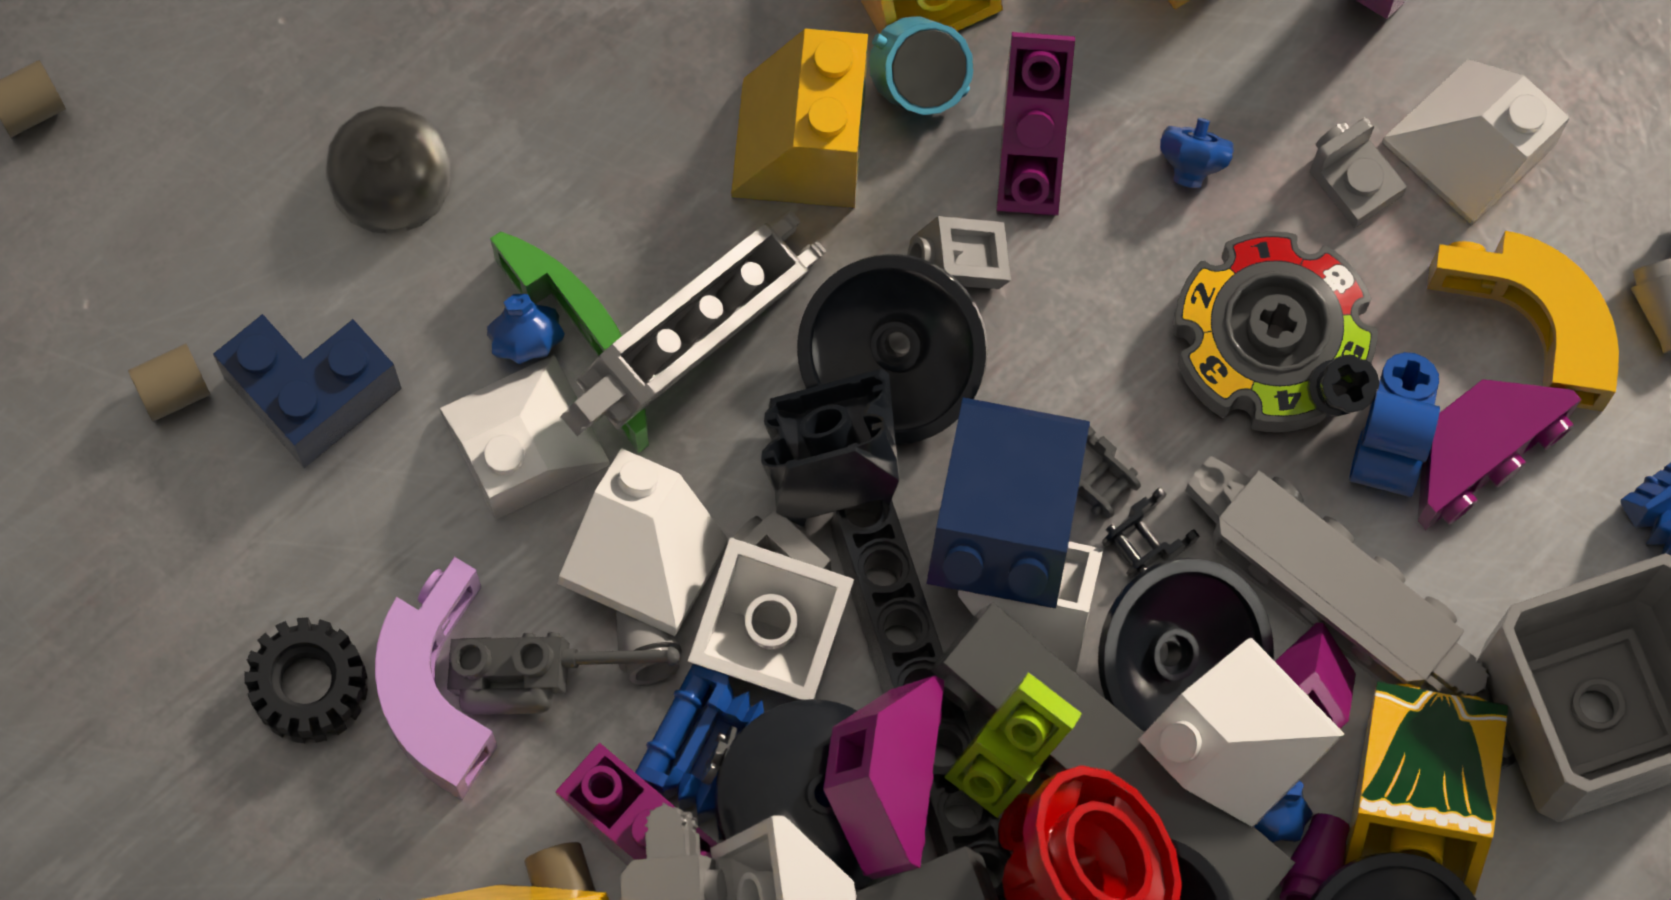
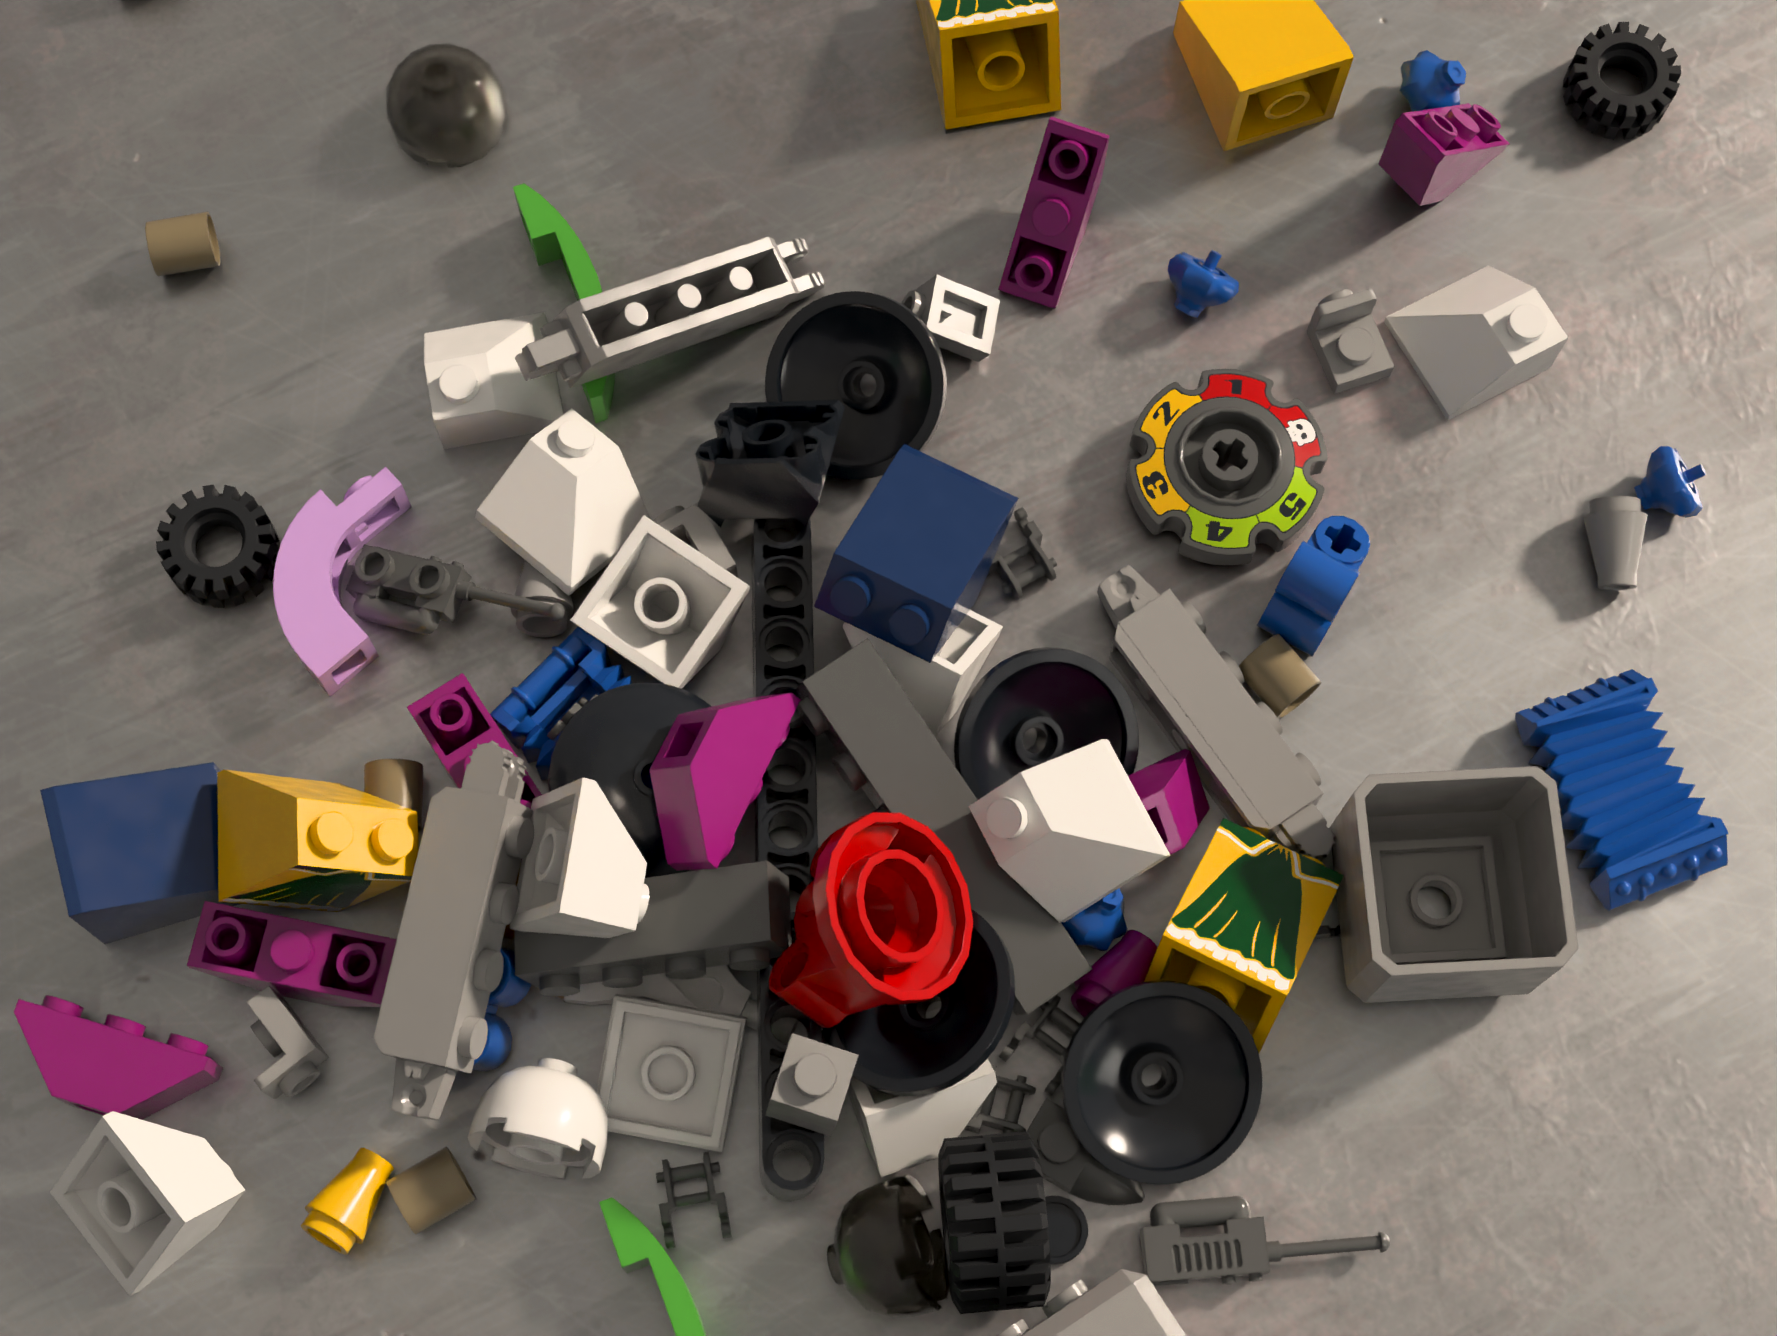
camera: 15 degrees right, 0 degrees up
(312, 398) = (310, 289): dark blue brick -> none
(524, 330) = (522, 280): blue piece -> none
(803, 121) = (842, 158): yellow slope -> none
(921, 65) = (964, 135): piece -> none
(1013, 745) = (846, 778): lime slope -> none
(1163, 550) = (1046, 599): black piece -> none
(1355, 399) = (1281, 512): black bush -> none
(1385, 525) = (1278, 676): none -> dark tan beam
(1483, 441) = (1399, 621): magenta slope -> none
(1553, 296) = (1505, 505): yellow arch -> none

